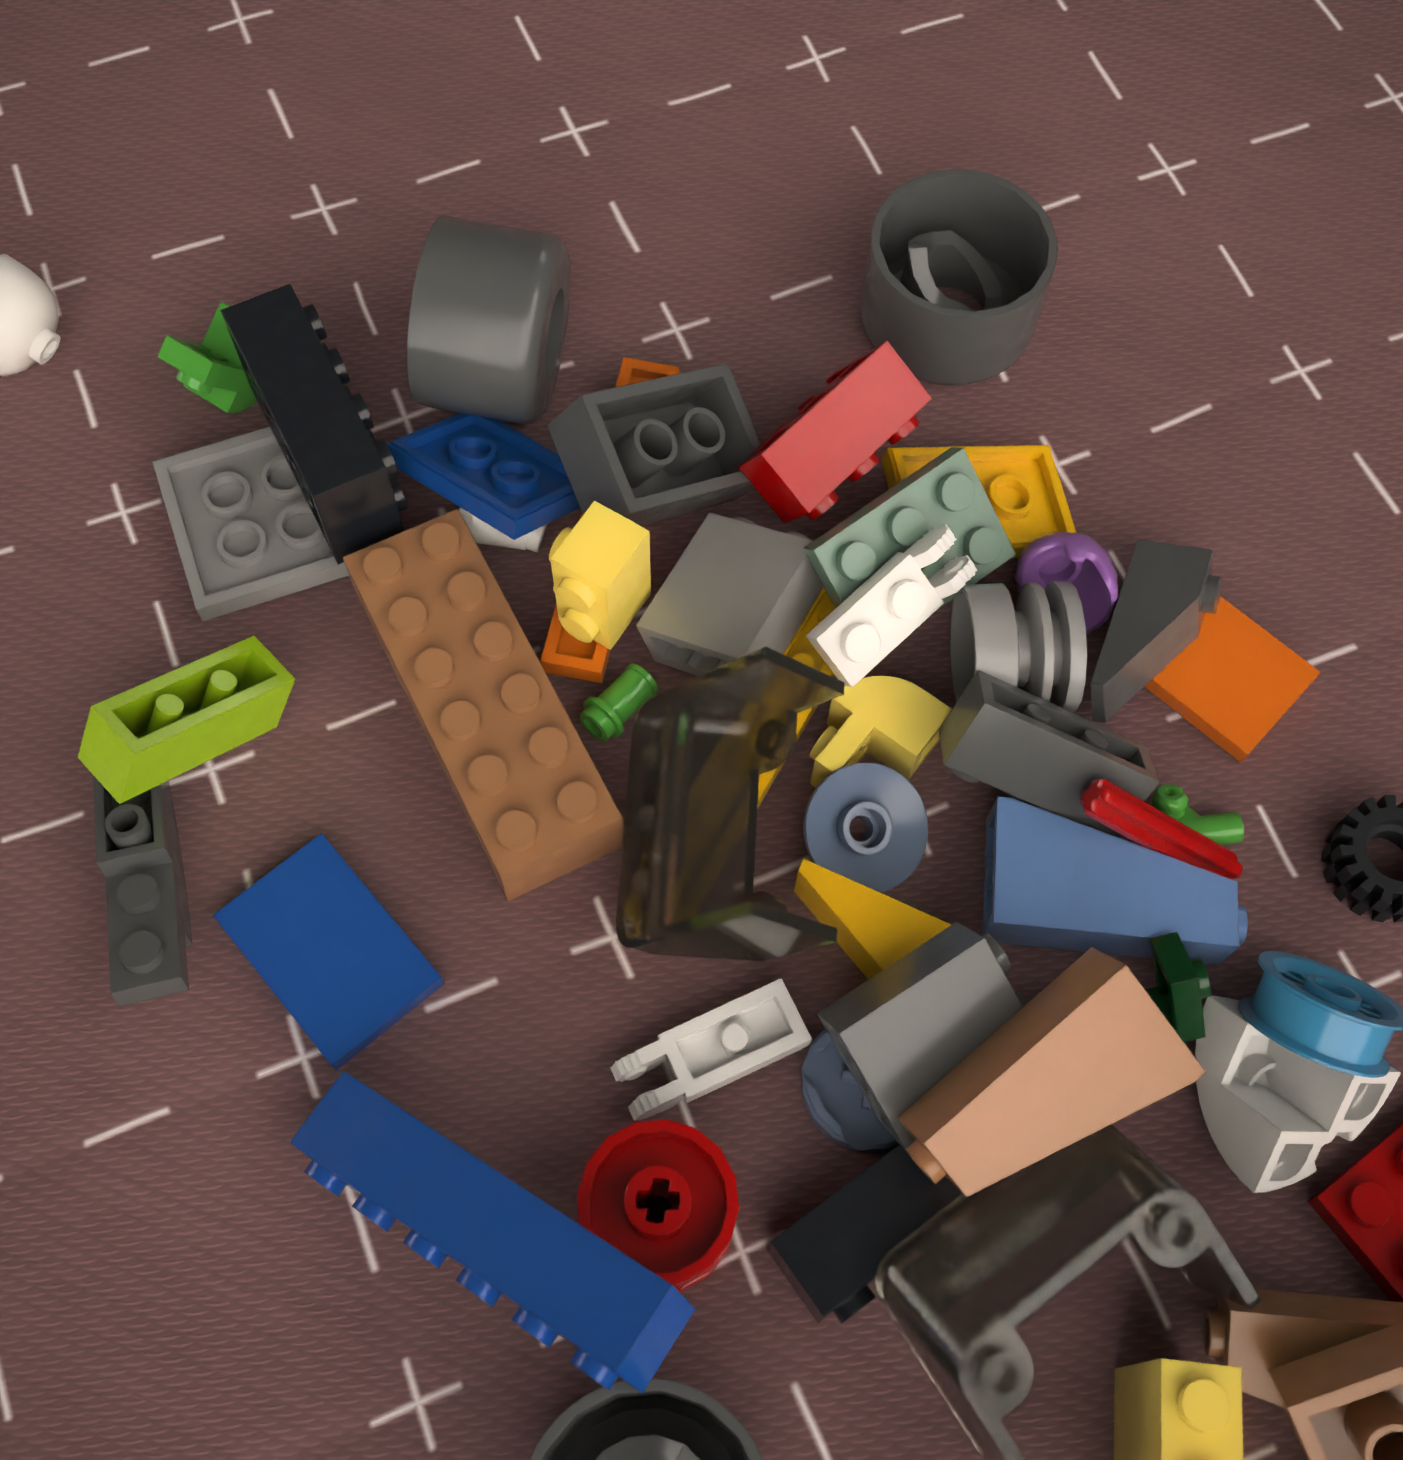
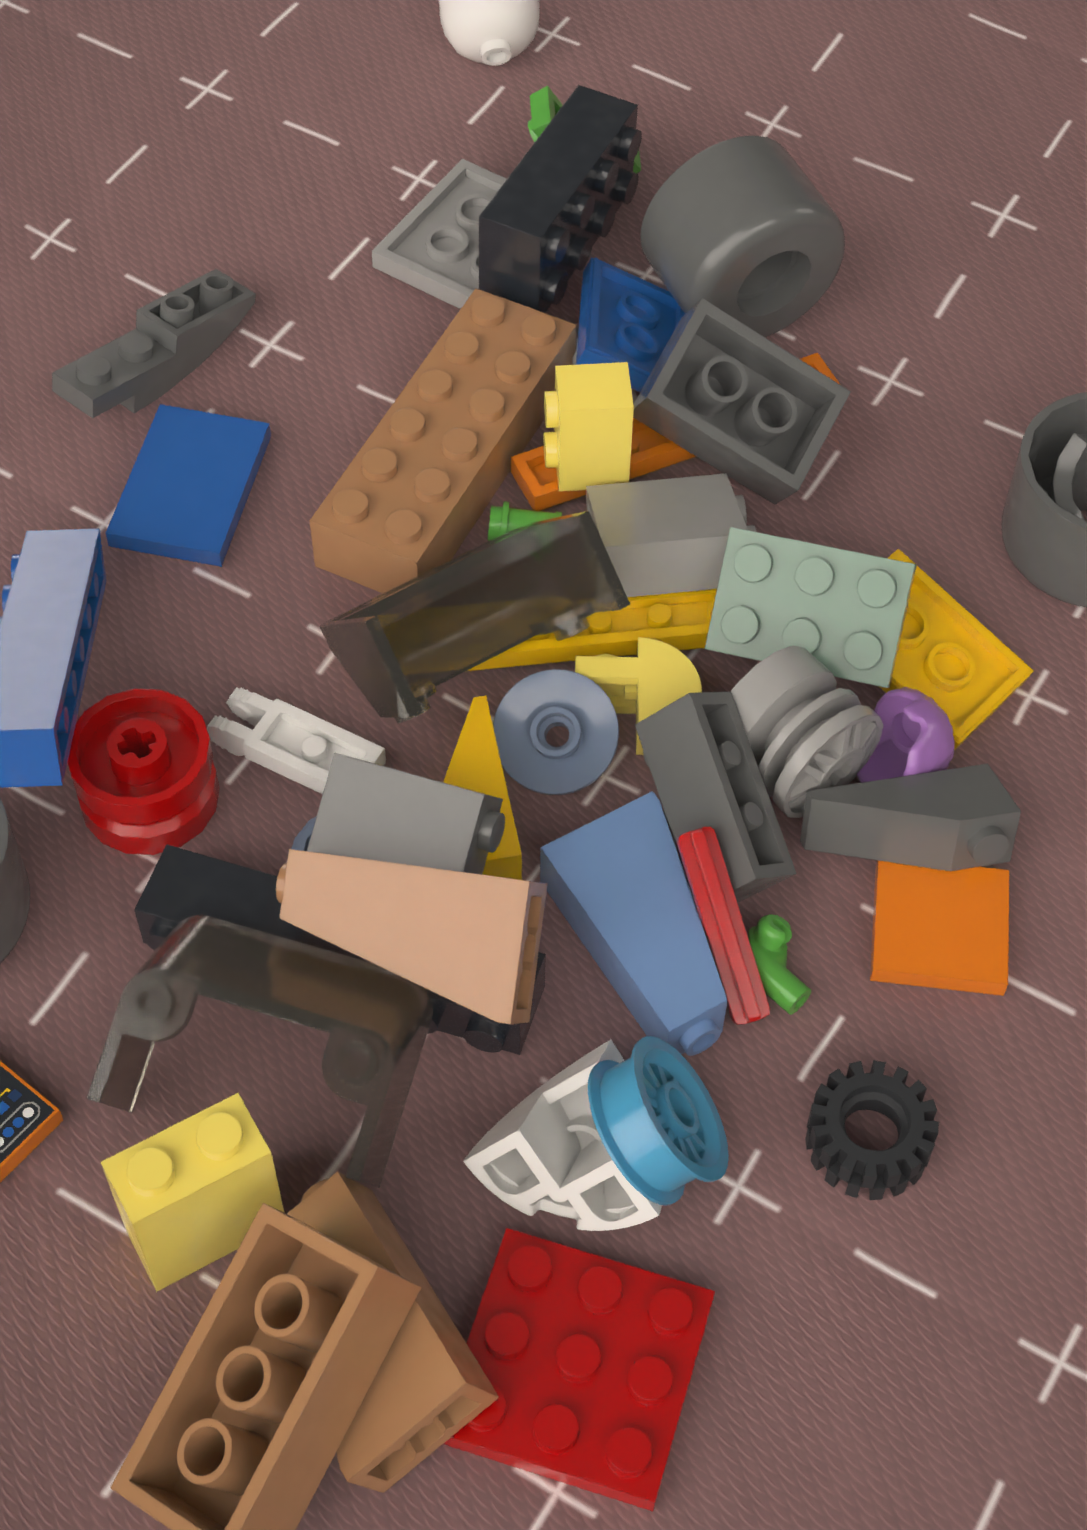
camera: 55 degrees right, 10 degrees down
(184, 718) = (276, 282): lime brick -> none
(836, 434) = (862, 496): wedge -> none
(889, 607) = (736, 614): white hinge -> none
(1179, 986) = (591, 1014): dark green bracket -> none

